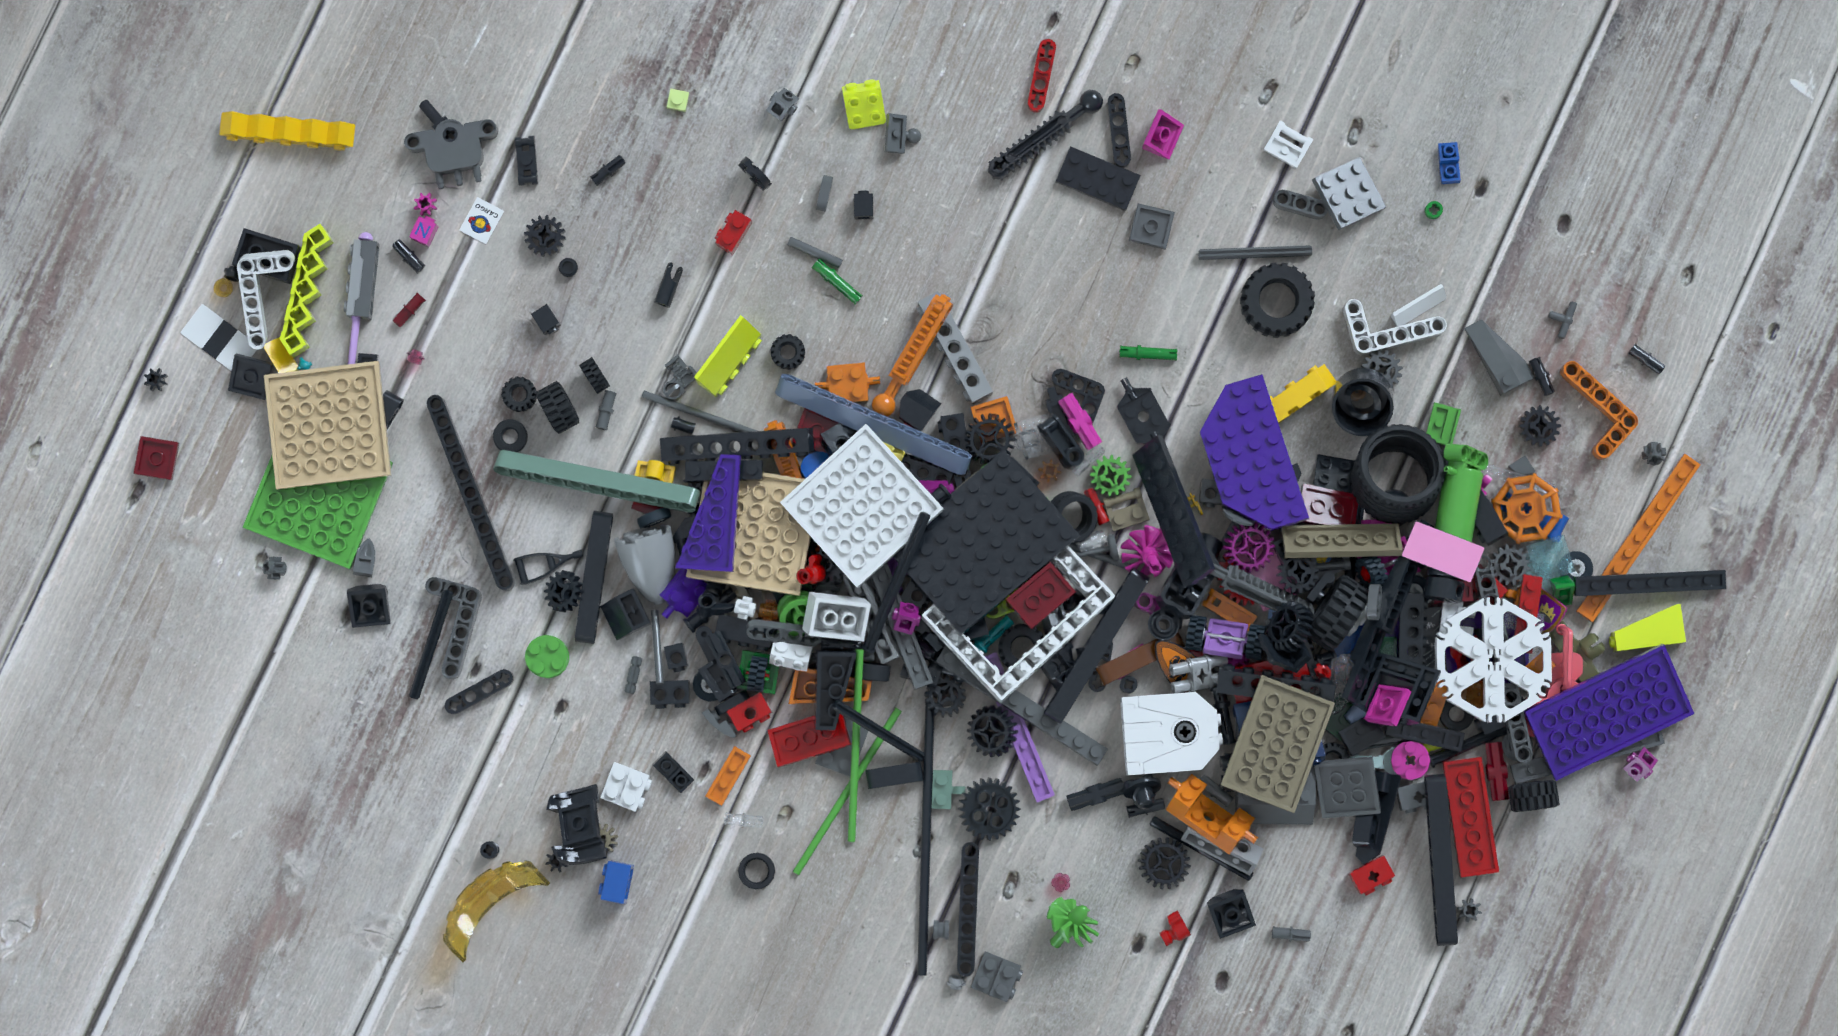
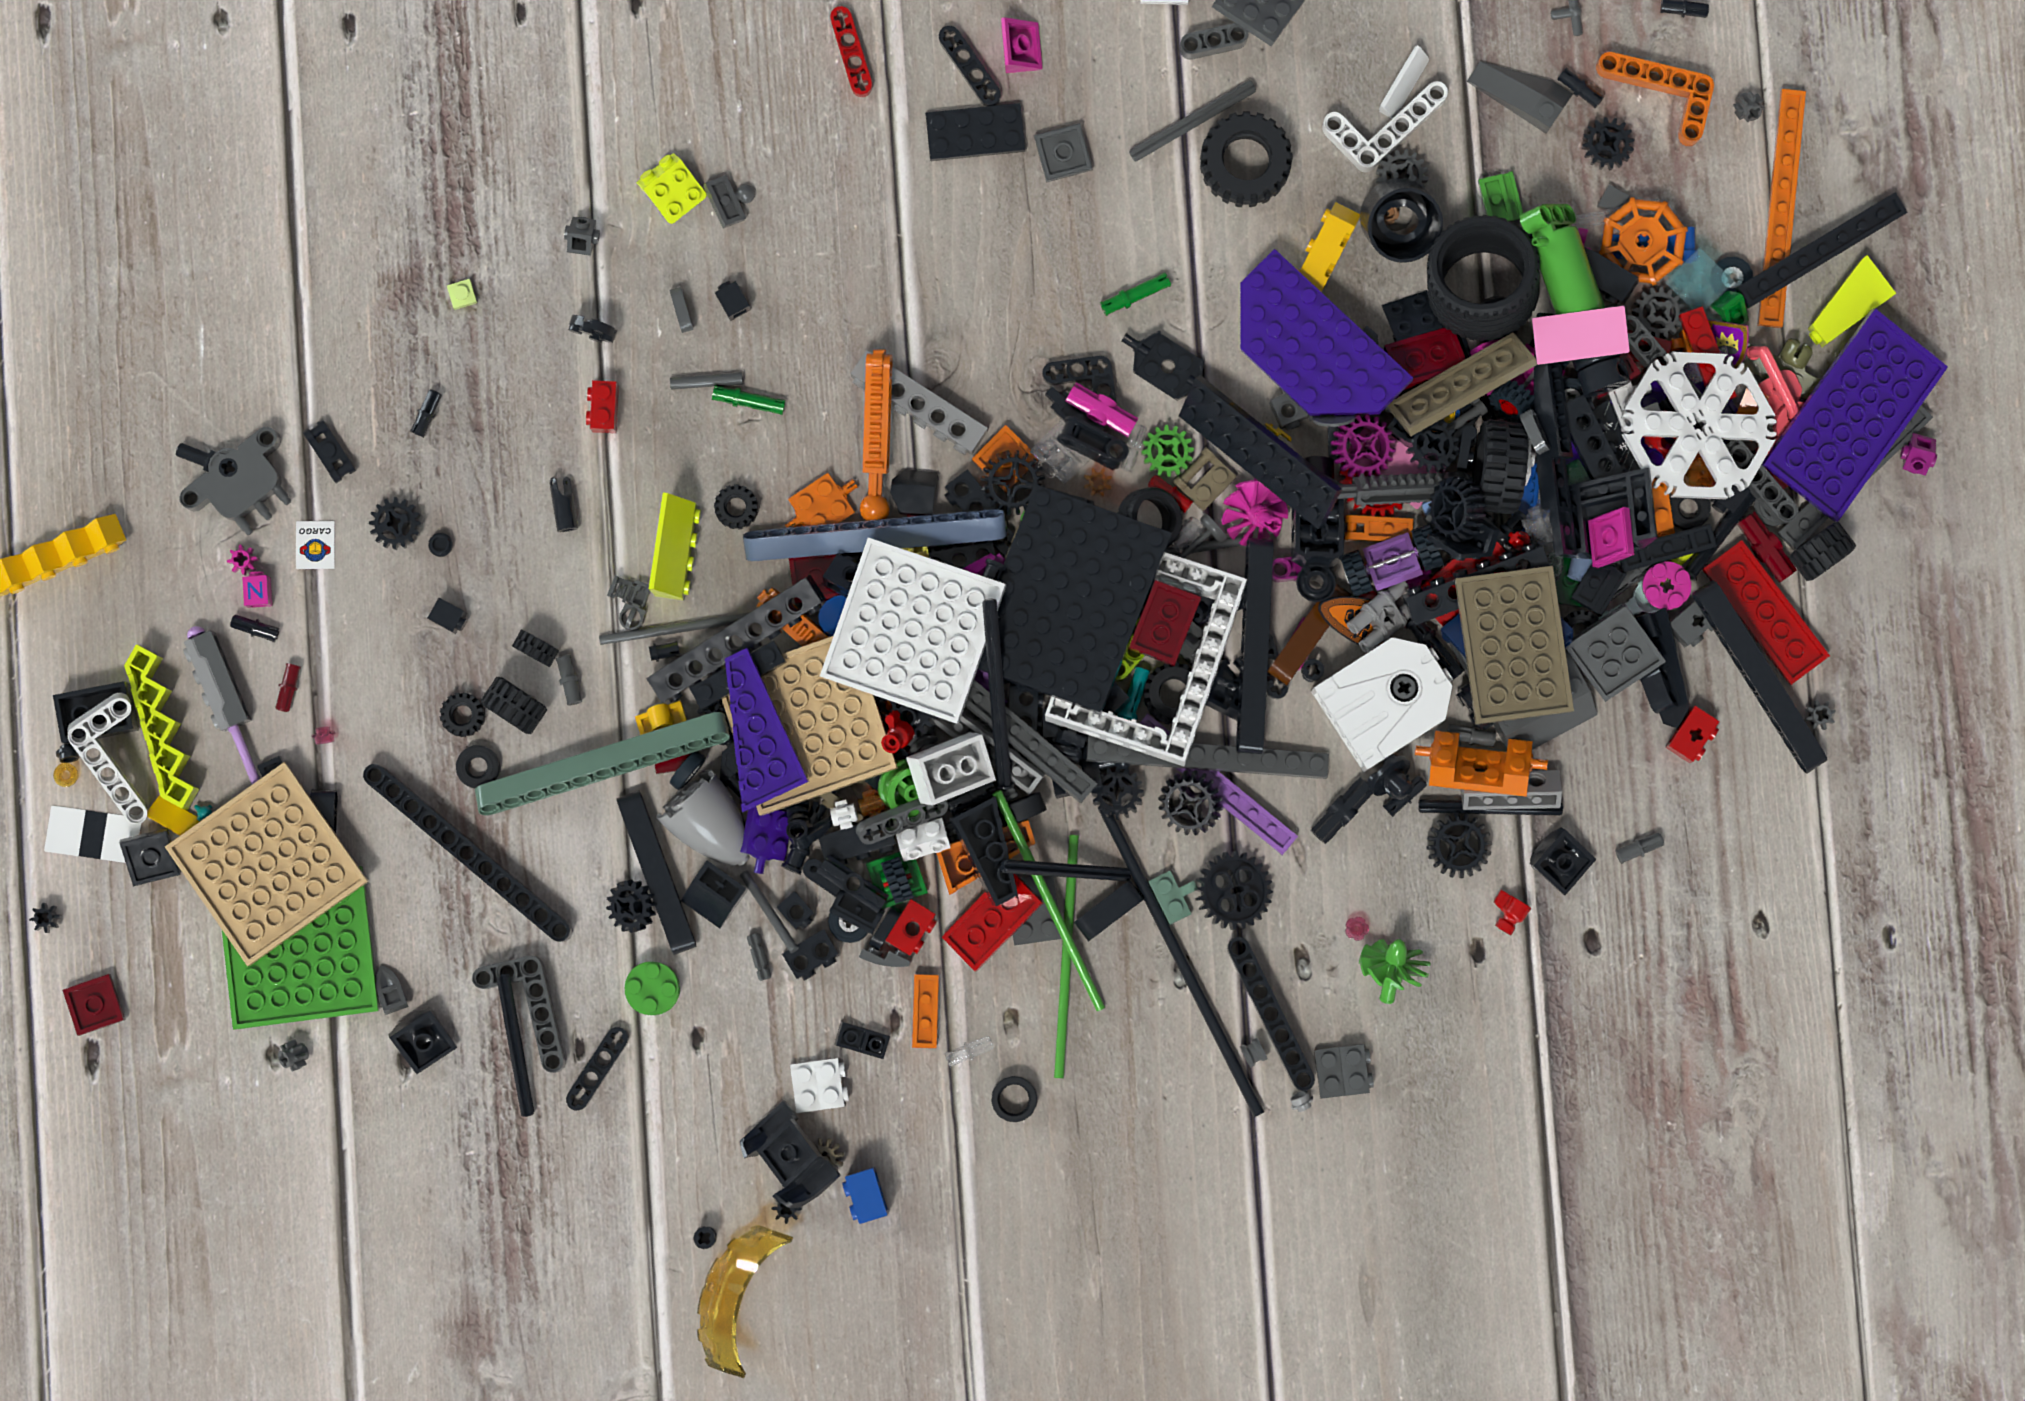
camera: 30 degrees left, 0 degrees up
(551, 564) = (599, 882): black piece -> none
(906, 617) = (1029, 728): magenta brick -> none
(1089, 102) = (920, 52): black gear -> none

